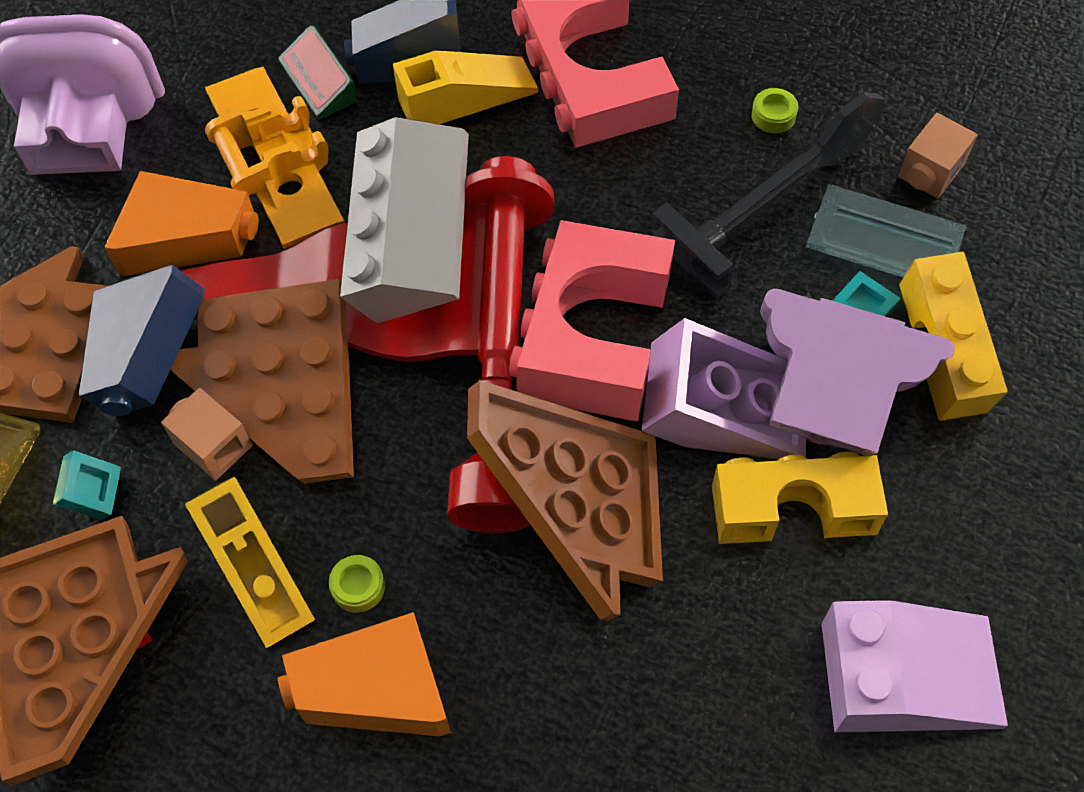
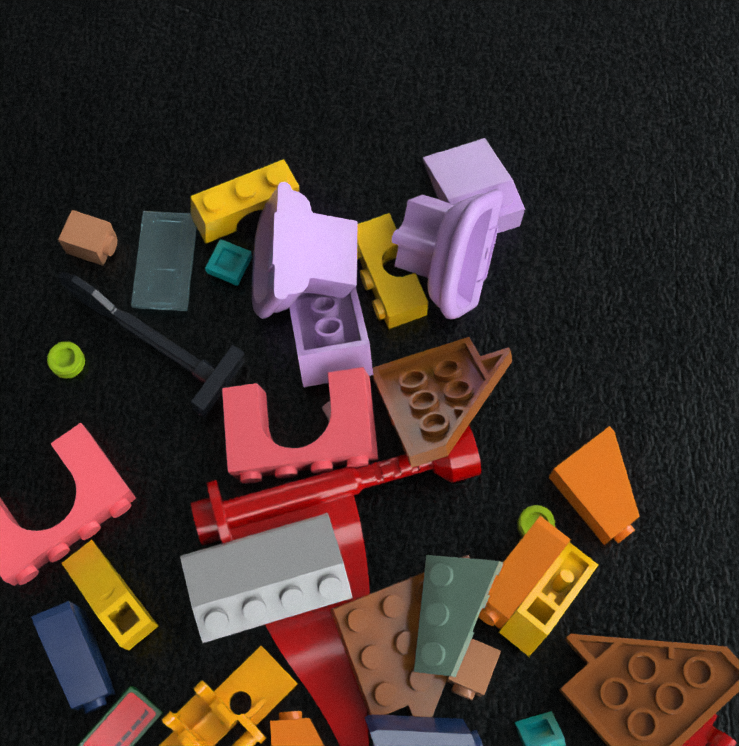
camera: 110 degrees left, 10 degrees up
(279, 406) = (449, 610): none -> sand green wing
(288, 513) = (523, 571): none -> orange slope
(796, 569) = (450, 247): none -> lavender piece

